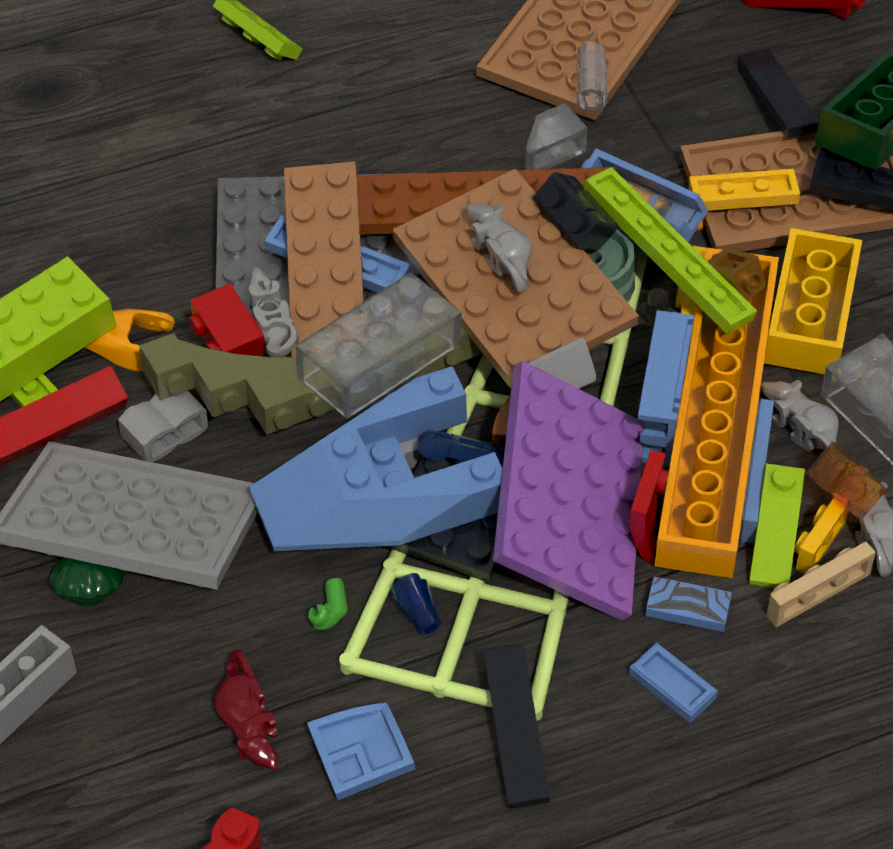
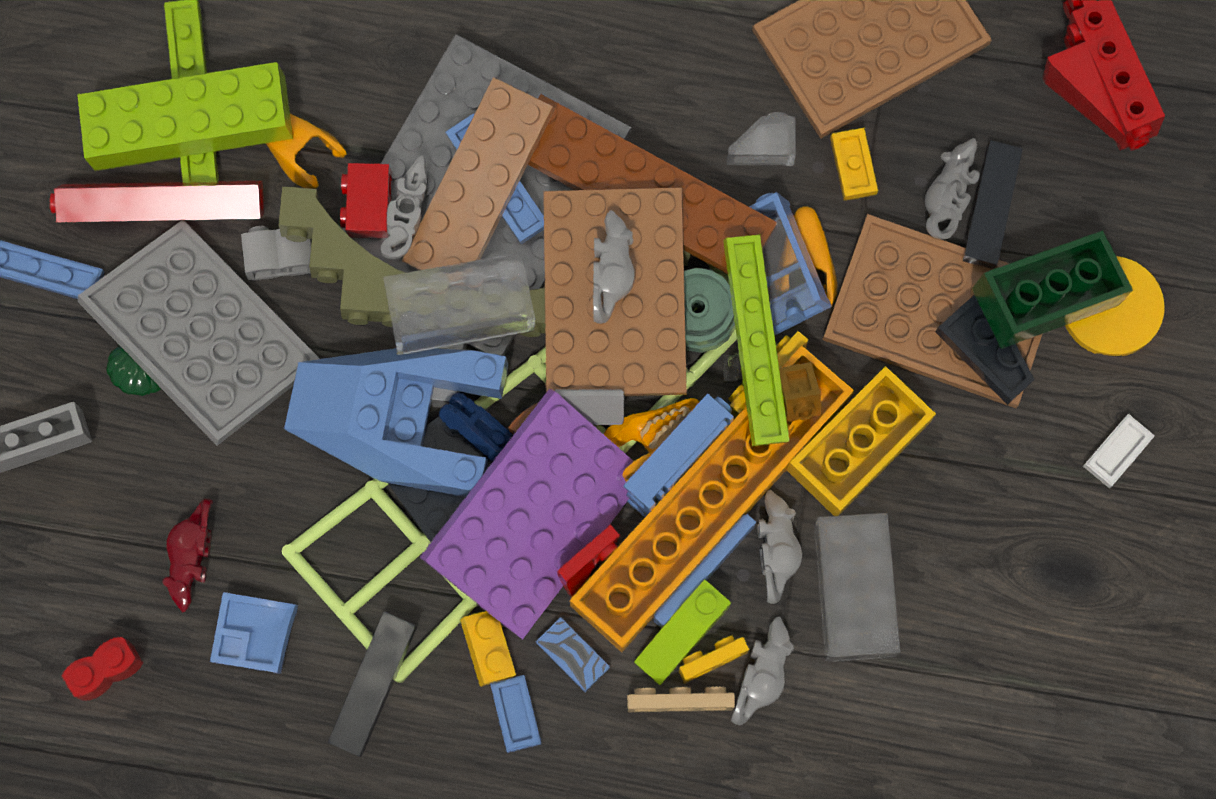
camera: 30 degrees right, 25 degrees up
(333, 609) = (305, 500): bright green arm -> none
(416, 602) = (369, 533): clear blue cone -> none
(575, 212) = (697, 265): black brick -> none
(591, 76) = (837, 100): clear axle -> none
(603, 637) = (487, 648): none -> yellow plate
(625, 380) = (650, 429): none -> light orange animal
(639, 121) = (854, 164): none -> yellow plate
(733, 103) = (948, 194): none -> light grey animal
(746, 189) = (881, 298): yellow plate -> none
(846, 479) = (750, 627): clear orange brick -> none

